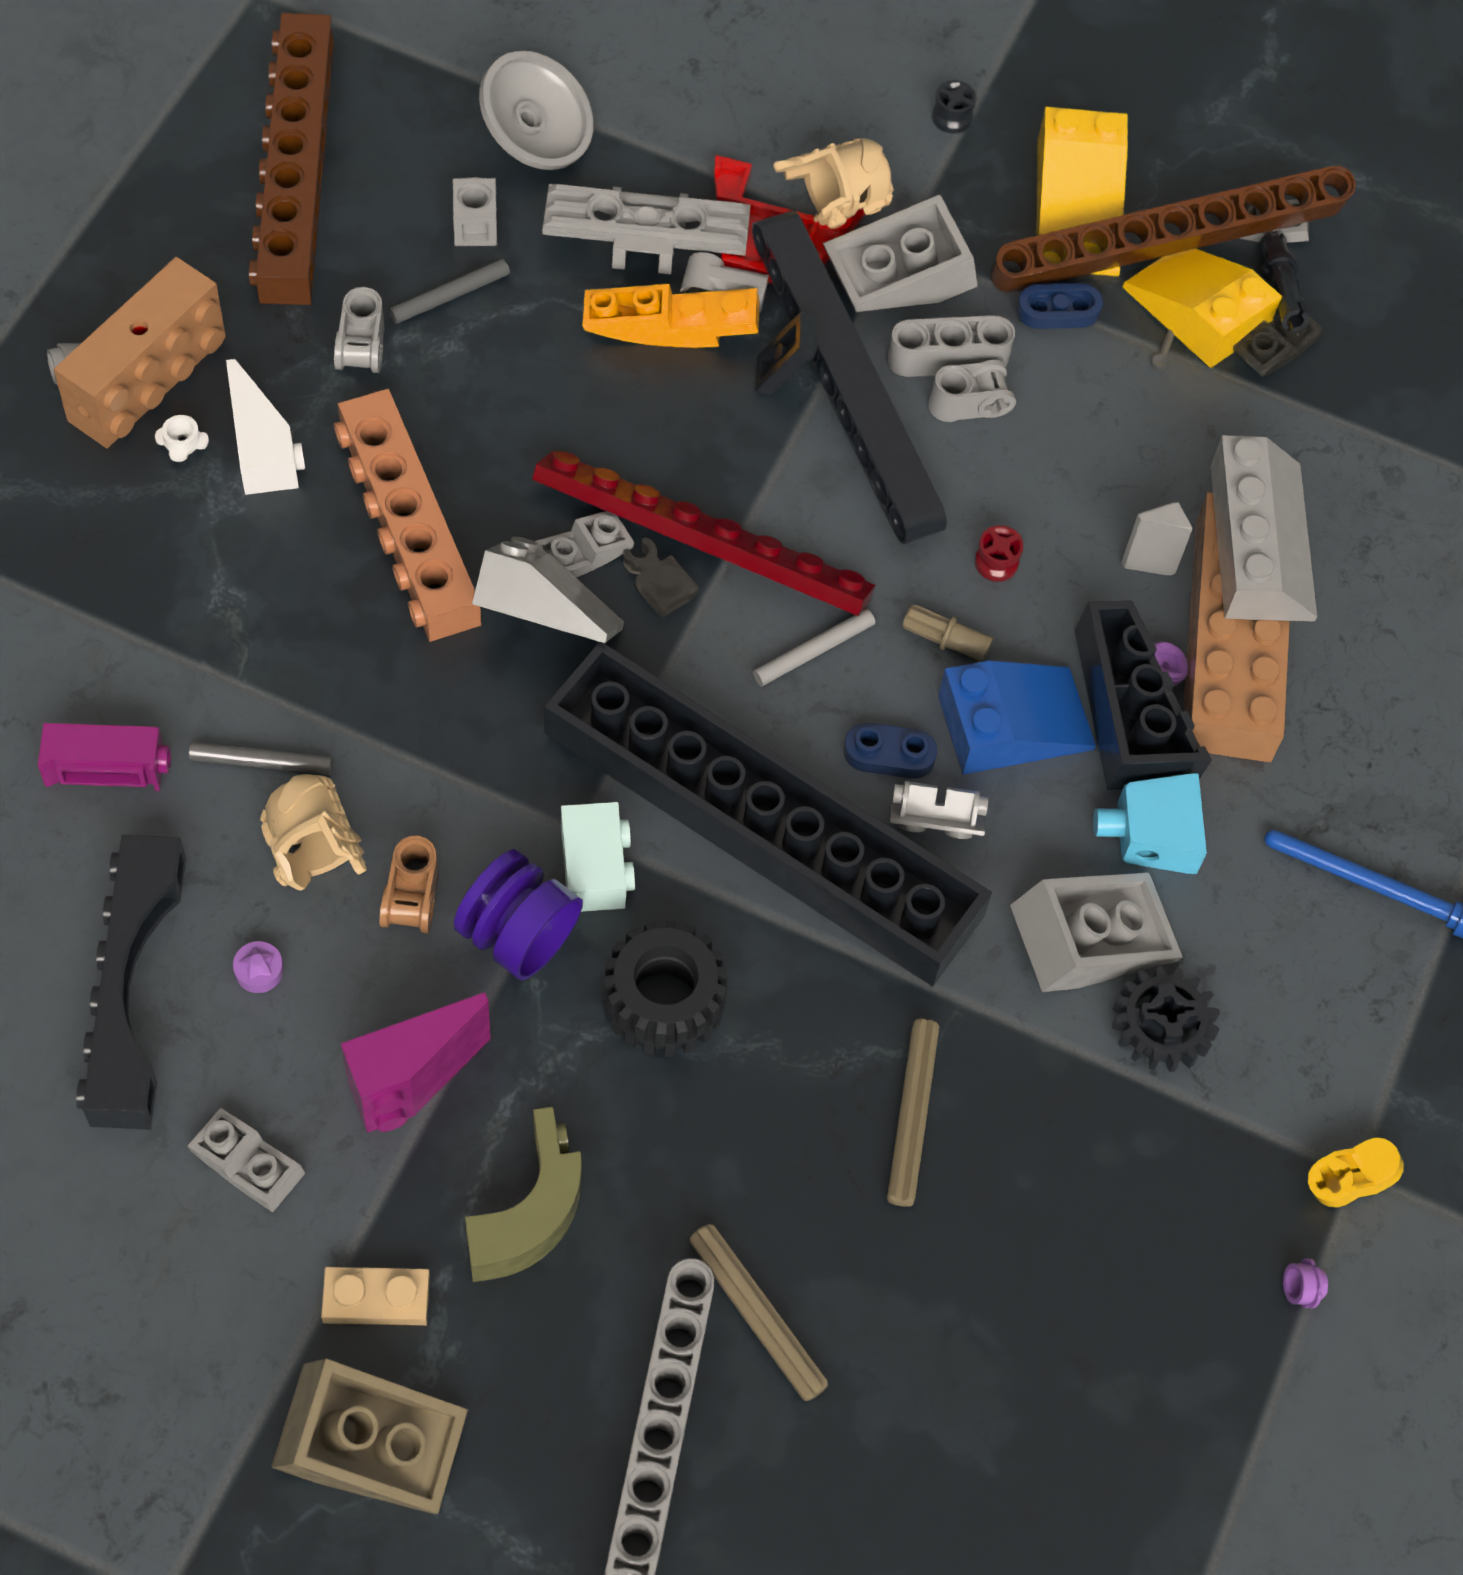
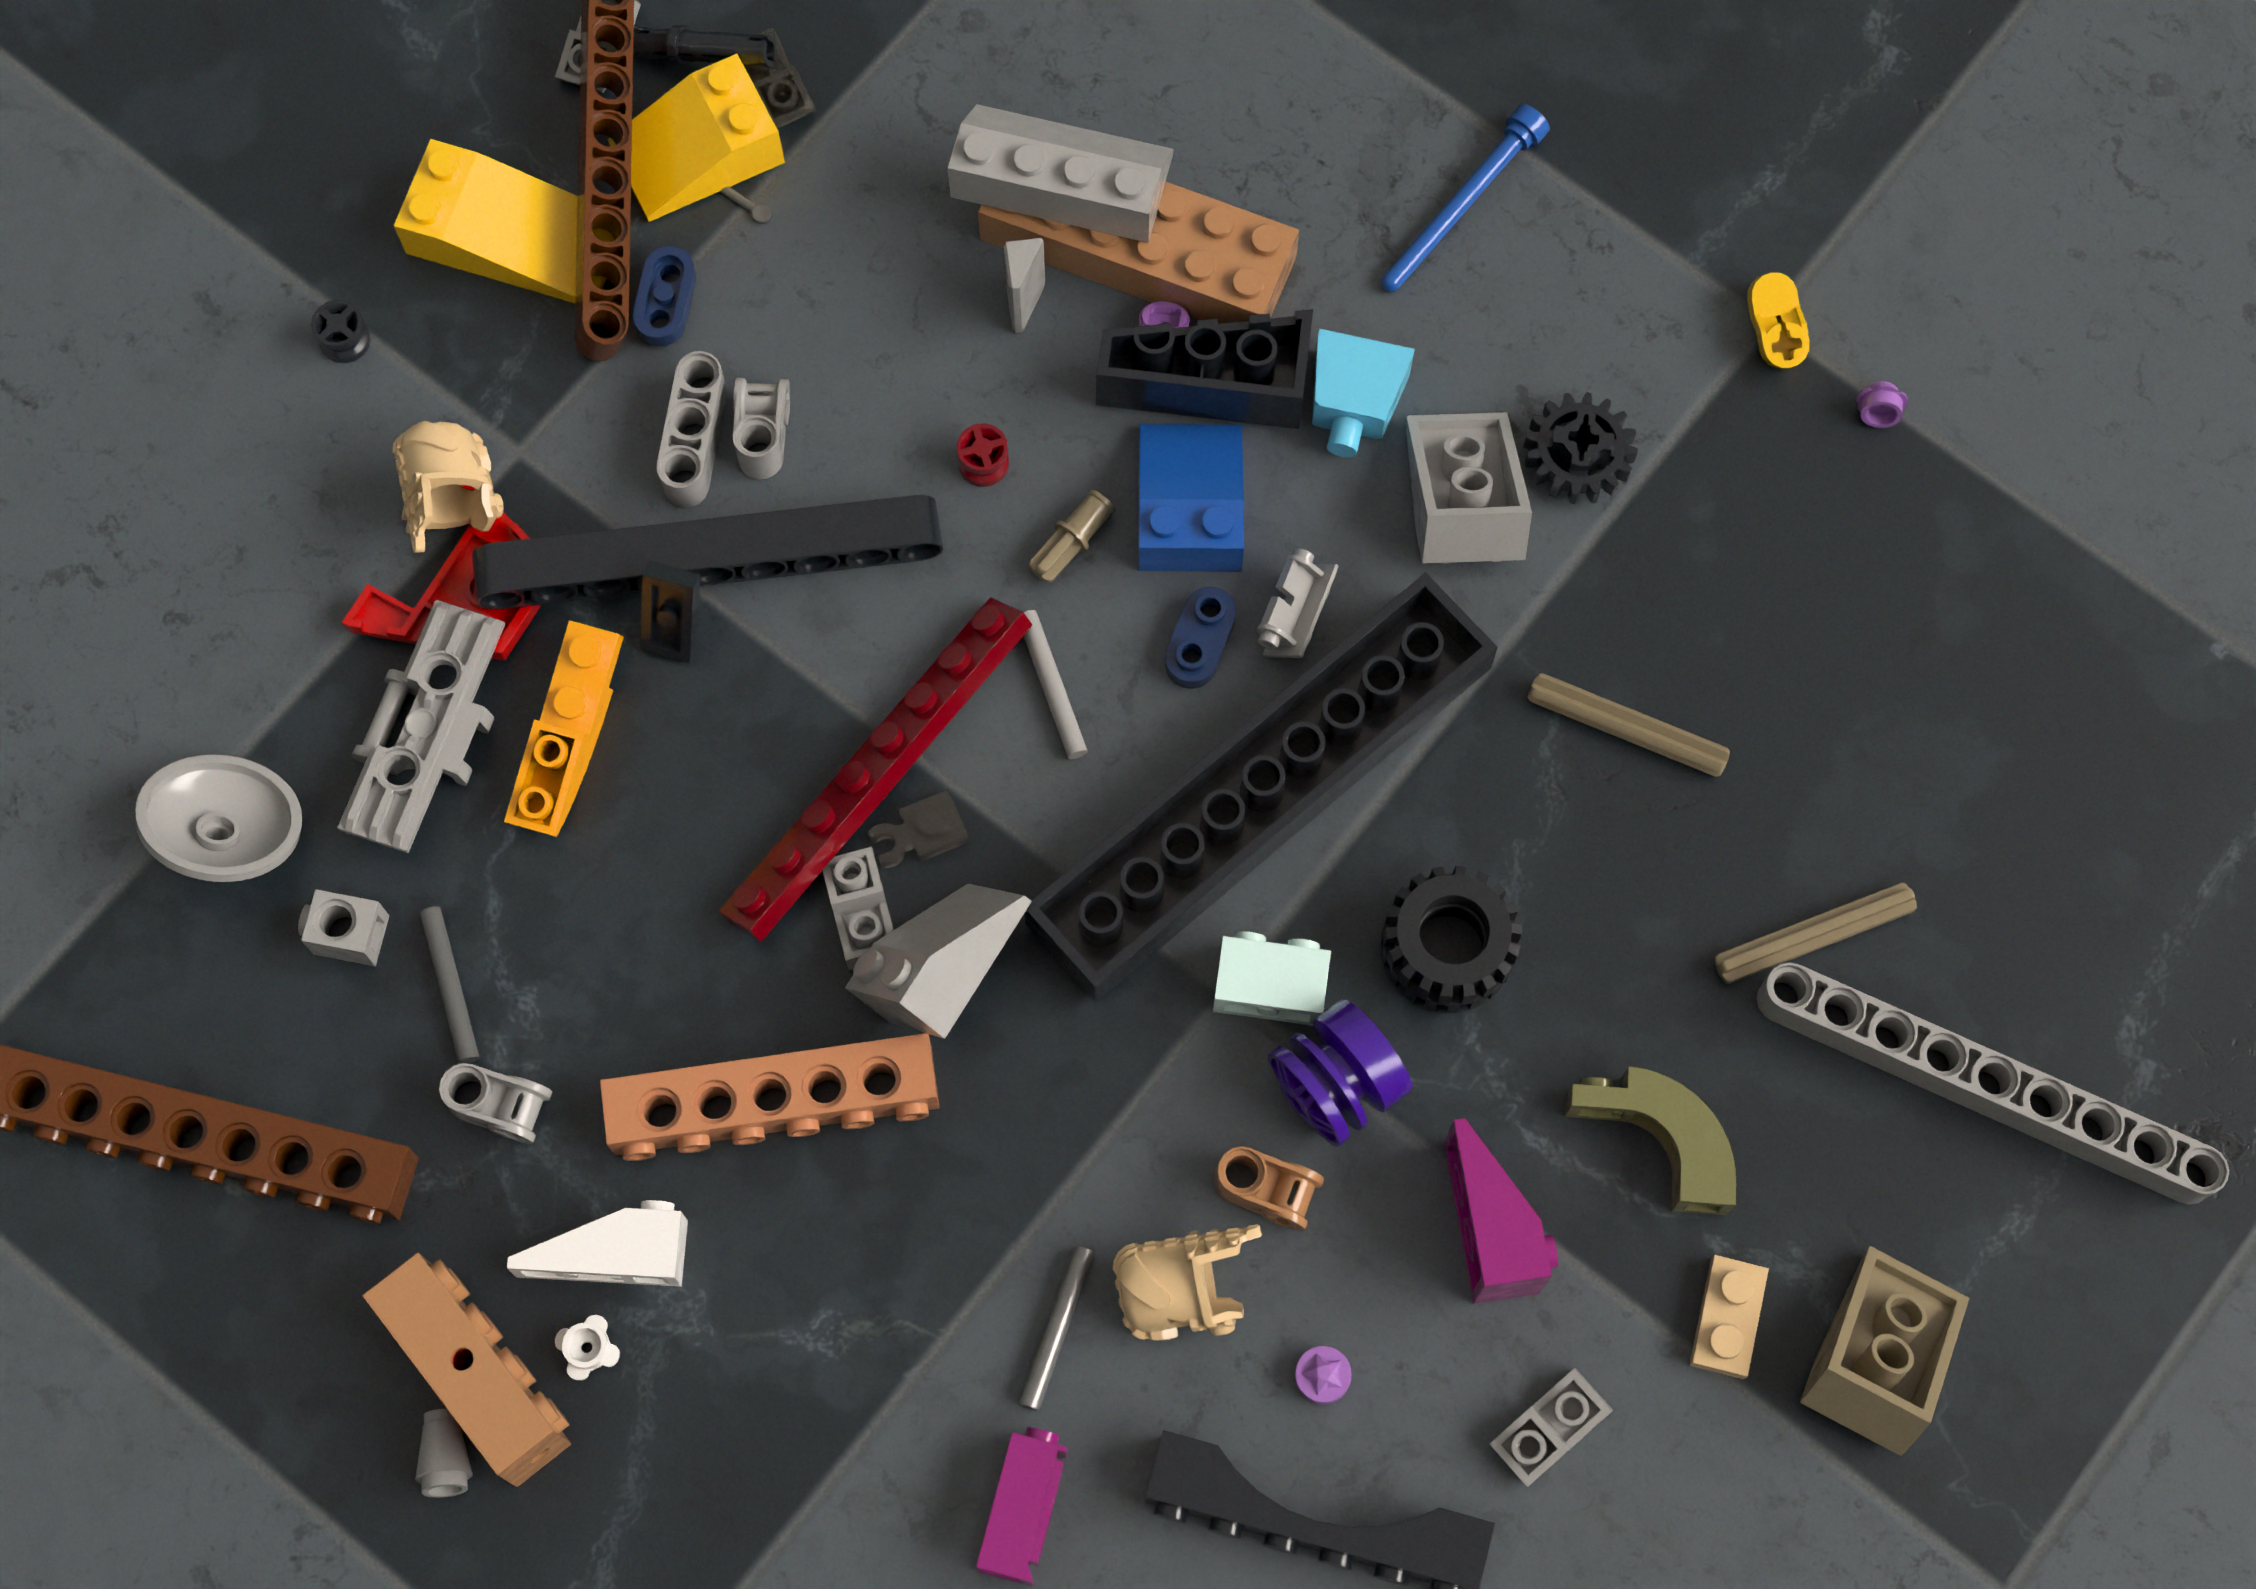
camera: 70 degrees left, 10 degrees up
(708, 273) = (526, 673): light grey piece -> none
(904, 259) = (562, 448): light grey slope -> none

